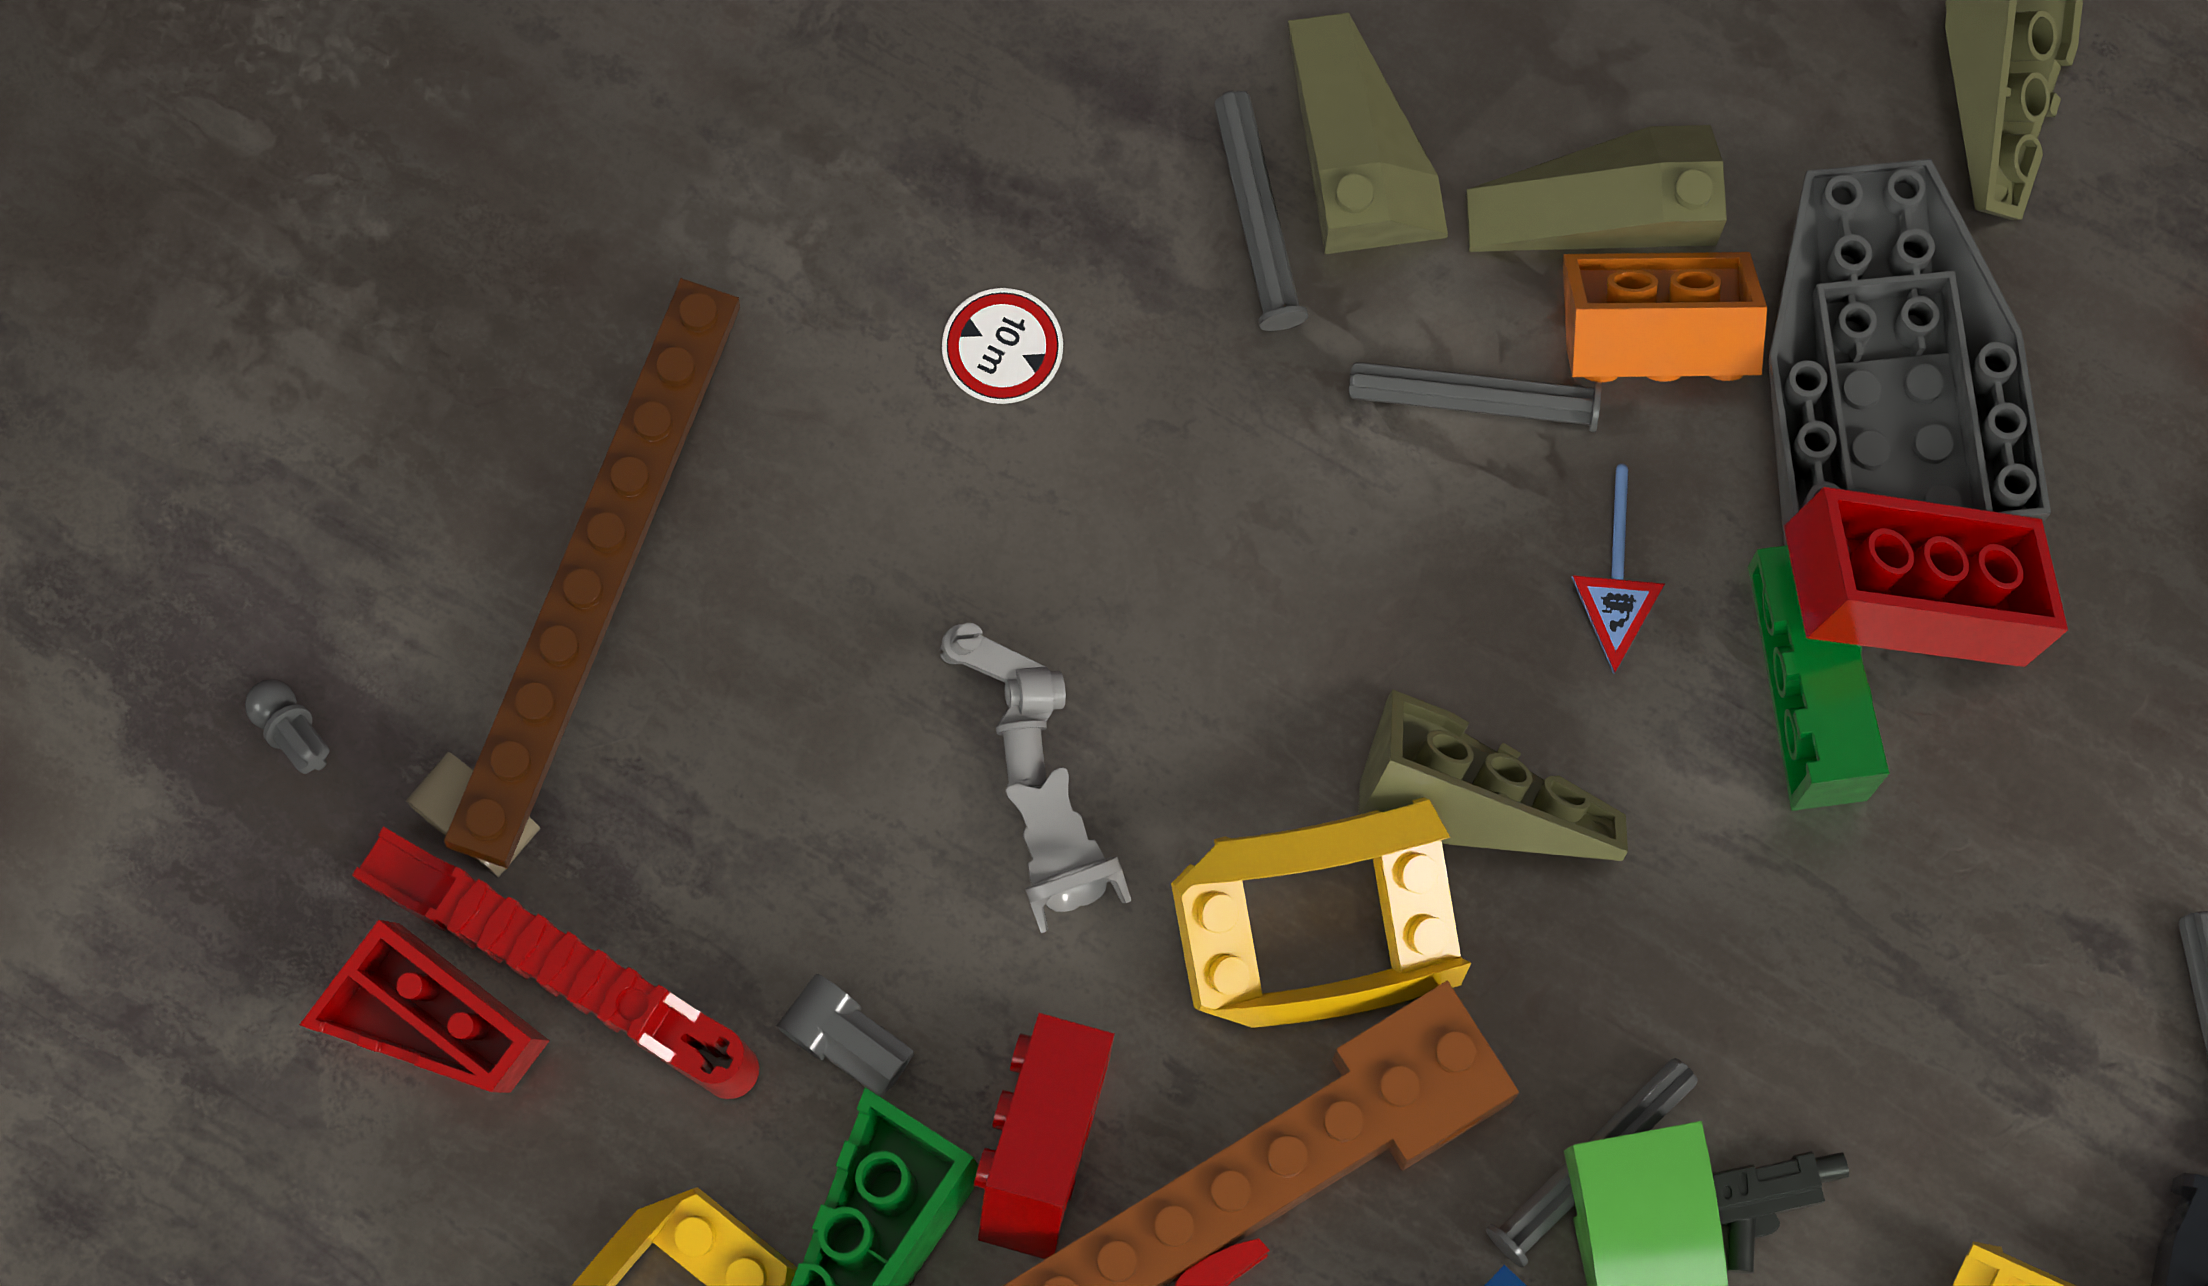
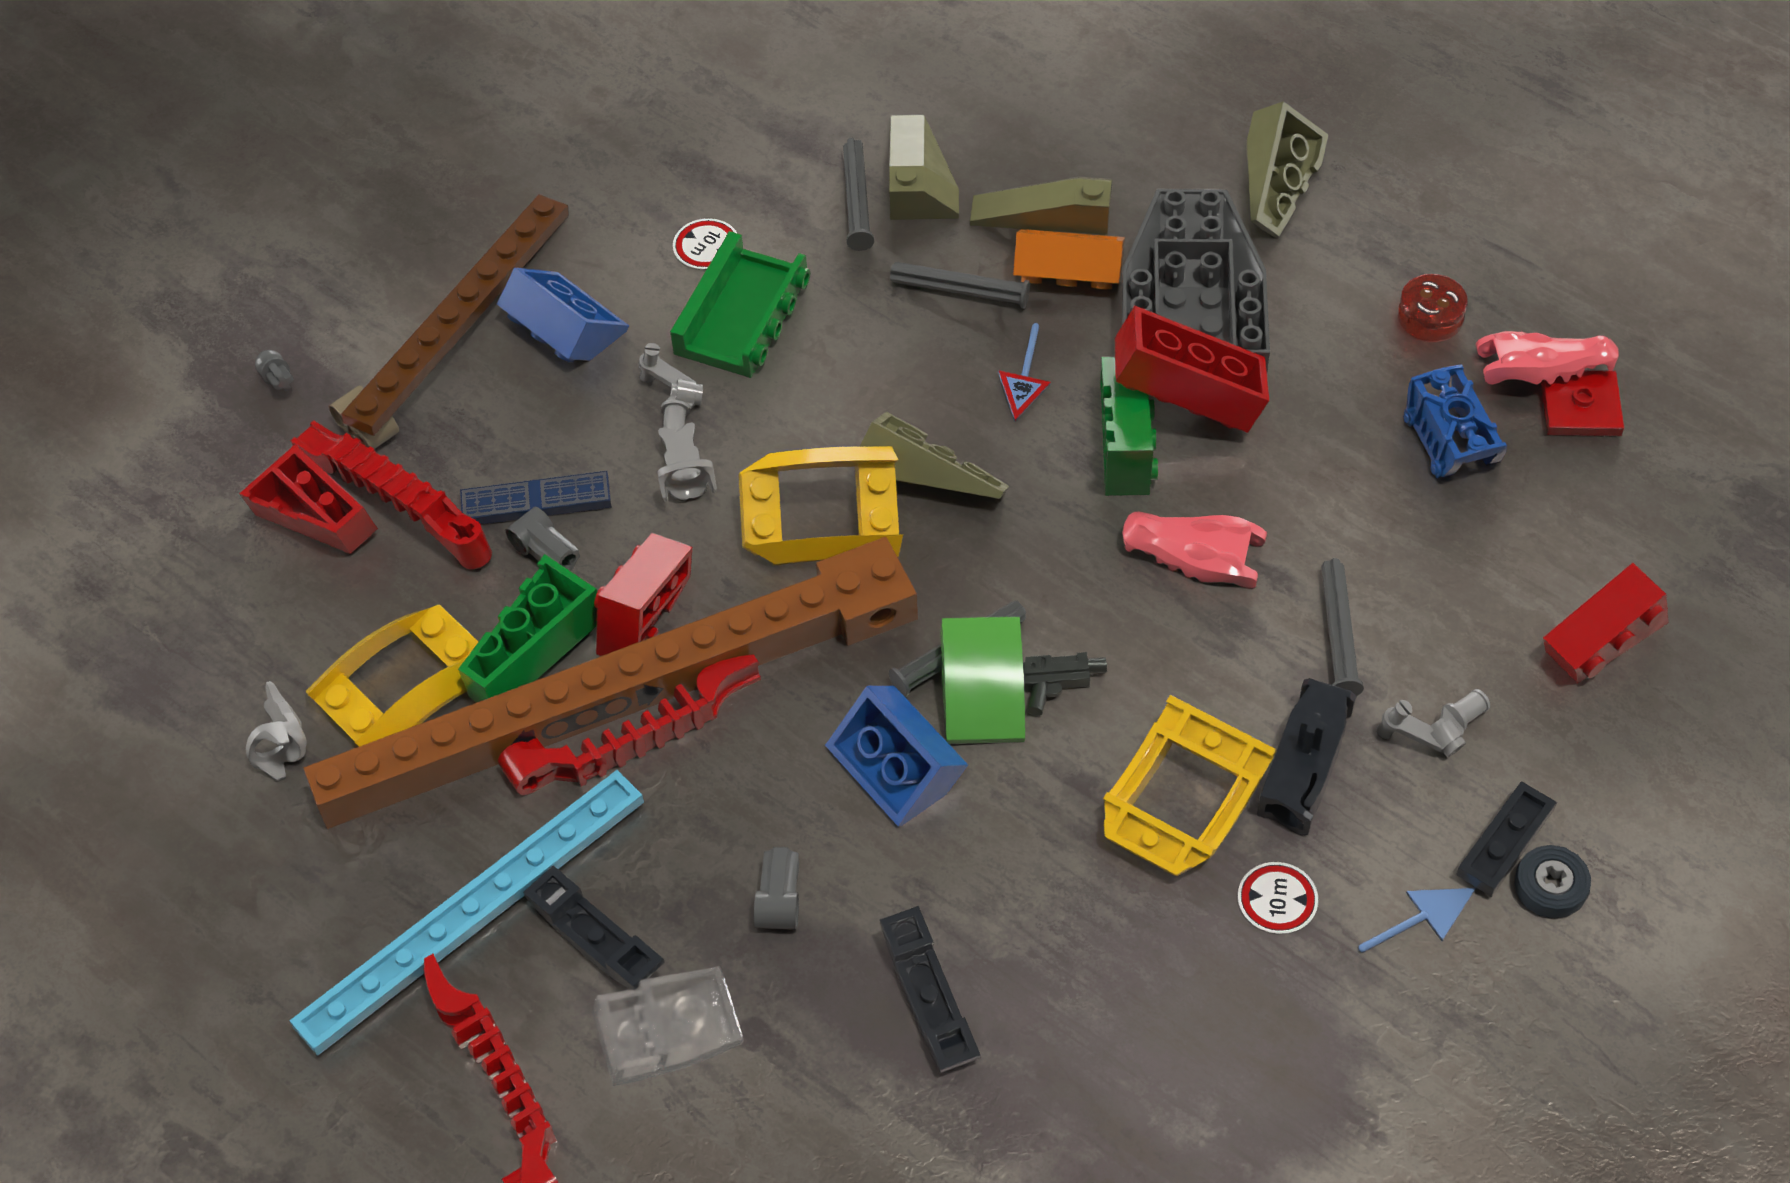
camera: 10 degrees right, 20 degrees down
(779, 546) = (560, 314): none -> blue slope
(811, 941) = (551, 495): none -> dark blue tile
(1096, 492) = (738, 308): none -> green panel
(1972, 906) = (1201, 546): none -> coral animal

